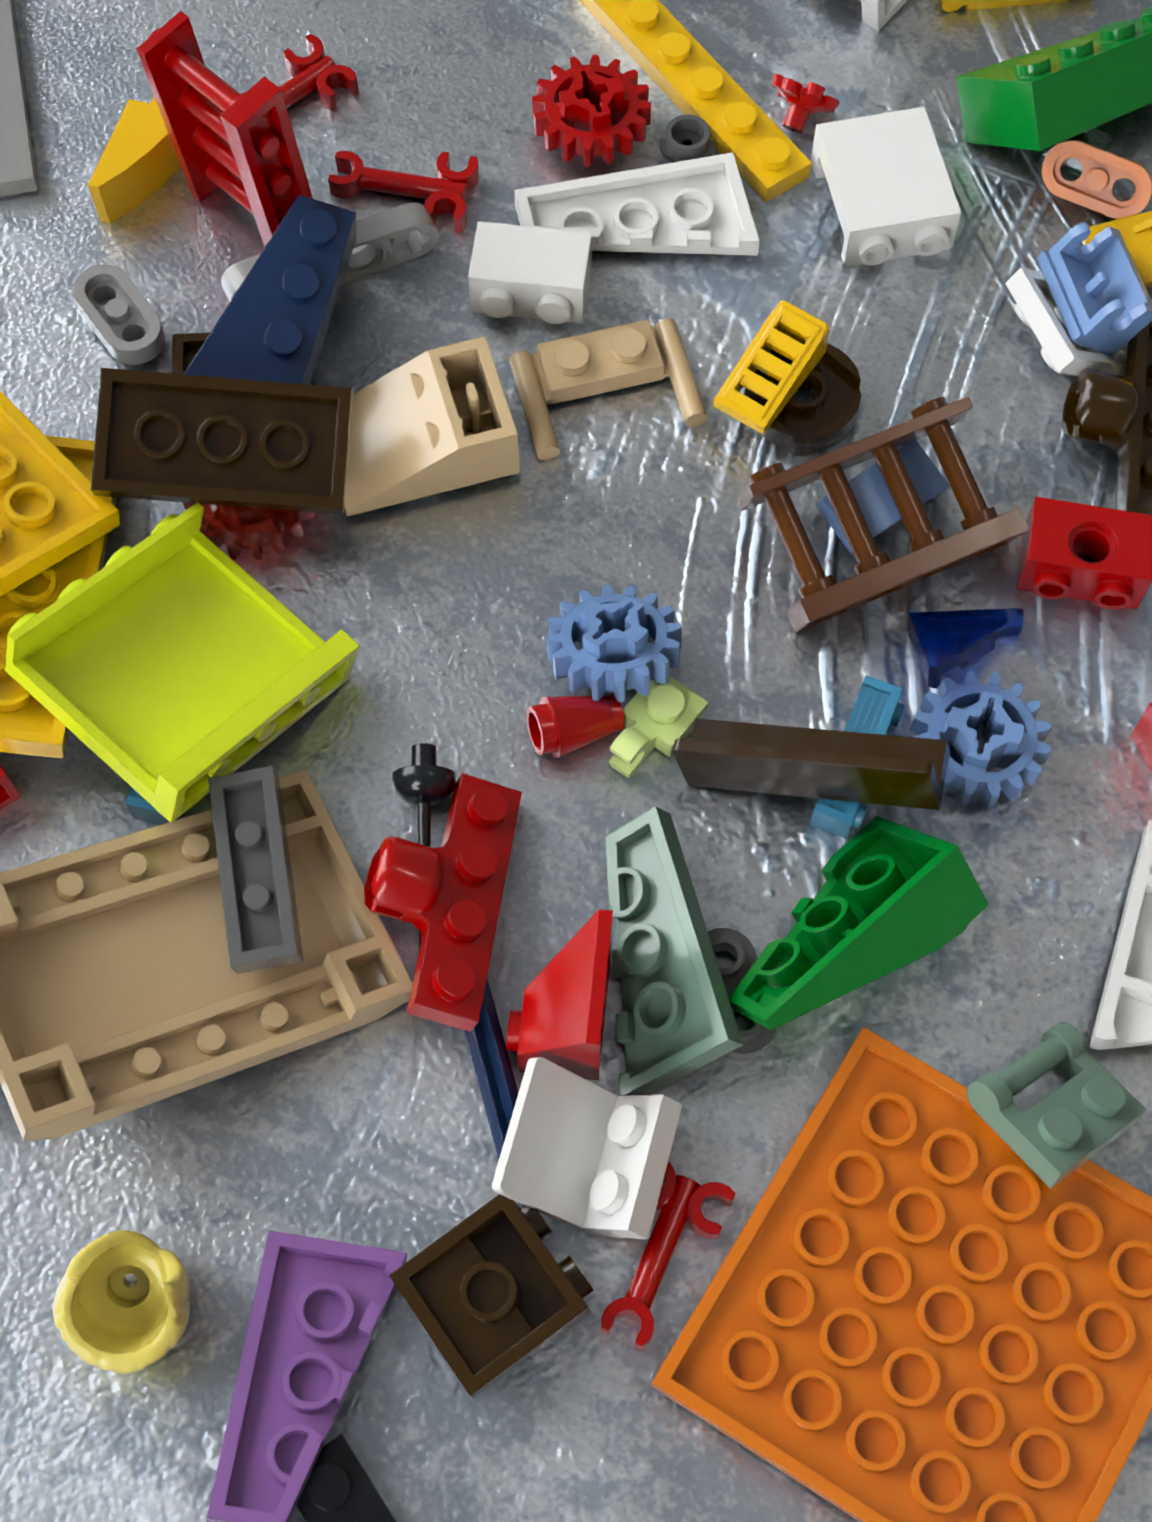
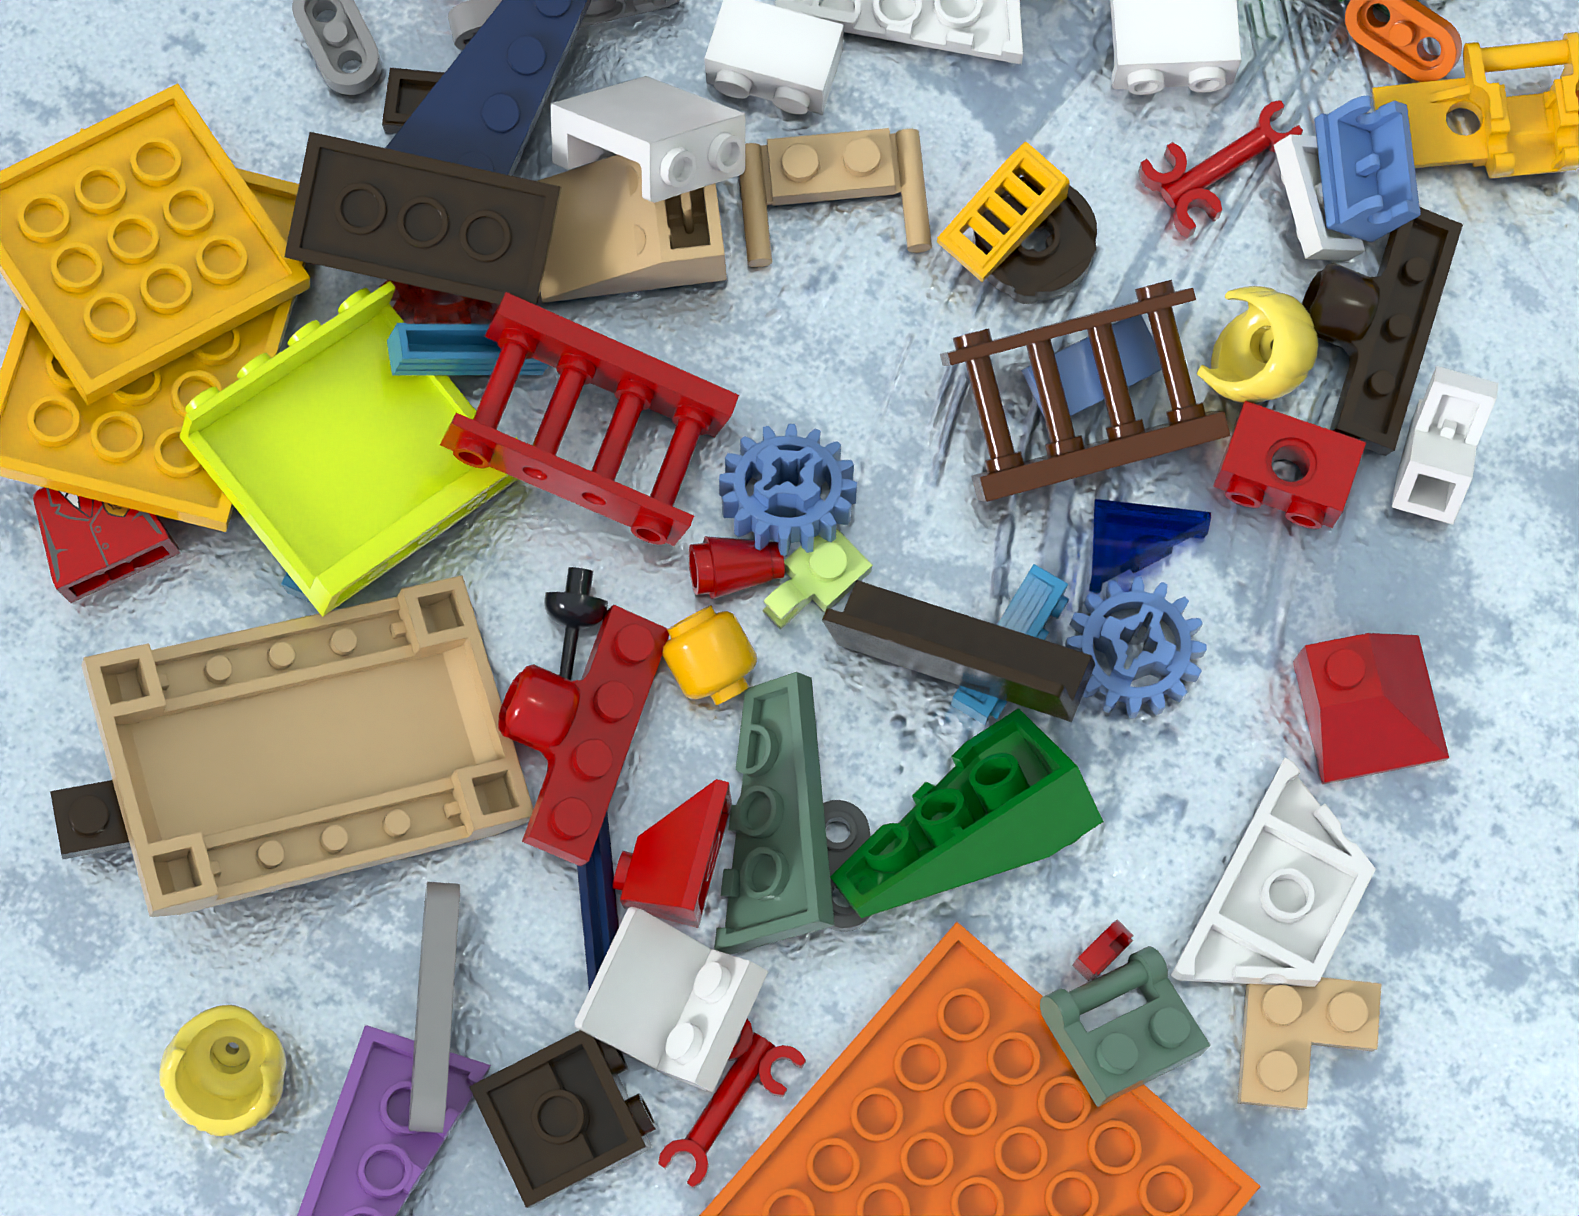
camera: 10 degrees right, 10 degrees up
(255, 870) = (397, 678): dark grey plate -> none
(283, 558) = (447, 350): none -> dark azure piece
(340, 1202) = (434, 1008): none -> light grey beam
(427, 553) = (638, 385): none -> red fence
(459, 341) = (668, 131): none -> white panel
(565, 807) = (710, 655): none -> yellow head
(937, 335) = (1187, 189): none -> red bar
(1013, 1036) = (1103, 951): none -> red tile
(1042, 425) = (1262, 349): none -> light yellow piece

